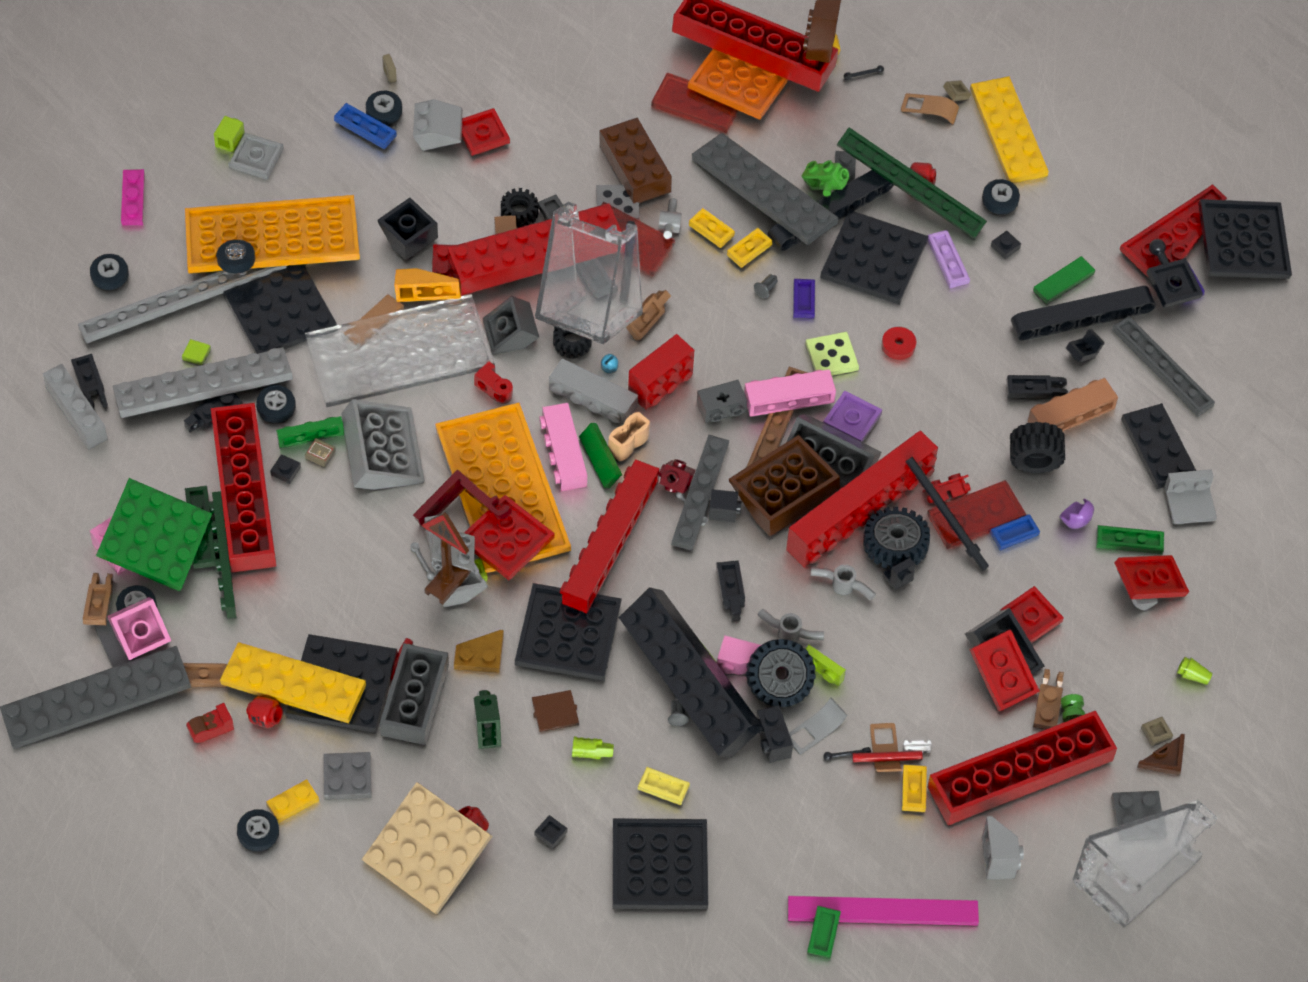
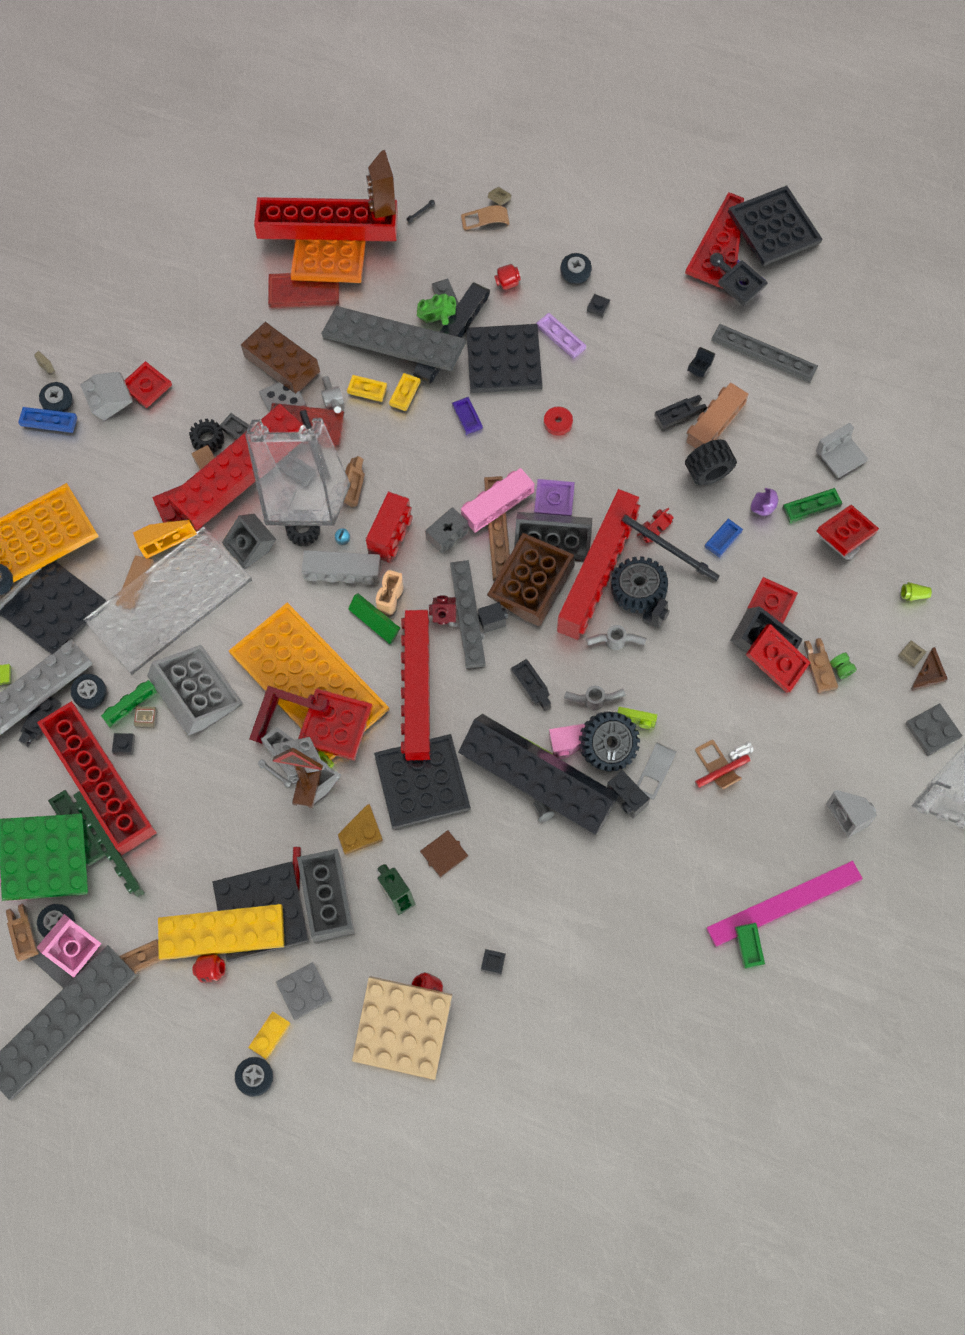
camera: 20 degrees left, 10 degrees up
(210, 724) = (169, 1001): red leg -> none
(408, 228) = (125, 492): black slope -> none
(492, 384) = (258, 596): red leg -> none
(564, 447) = (341, 623): bright pink brick -> none
(591, 748) = (490, 873): lime hinge -> none
(660, 863) = (593, 948): black plate -> none
(663, 786) = (562, 879): light yellow plate -> none
(762, 289) = (432, 420): dark grey piece -> none
(828, 756) = (676, 791): black hinge -> none
(832, 353) = (512, 452): yellowish green tile -> none
(911, 183) = (505, 286): dark green plate -> none
(914, 788) = (757, 788): yellow plate -> none
(978, 512) = (688, 534): clear red tile -> none
(1009, 130) = (554, 211): yellow plate -> none
(1021, 767) = (831, 734): red brick -> none
(1063, 280) = (656, 315): green tile -> none
(1083, 313) = (684, 336): black beam -> none
(1157, 443) = (794, 418): black plate -> none

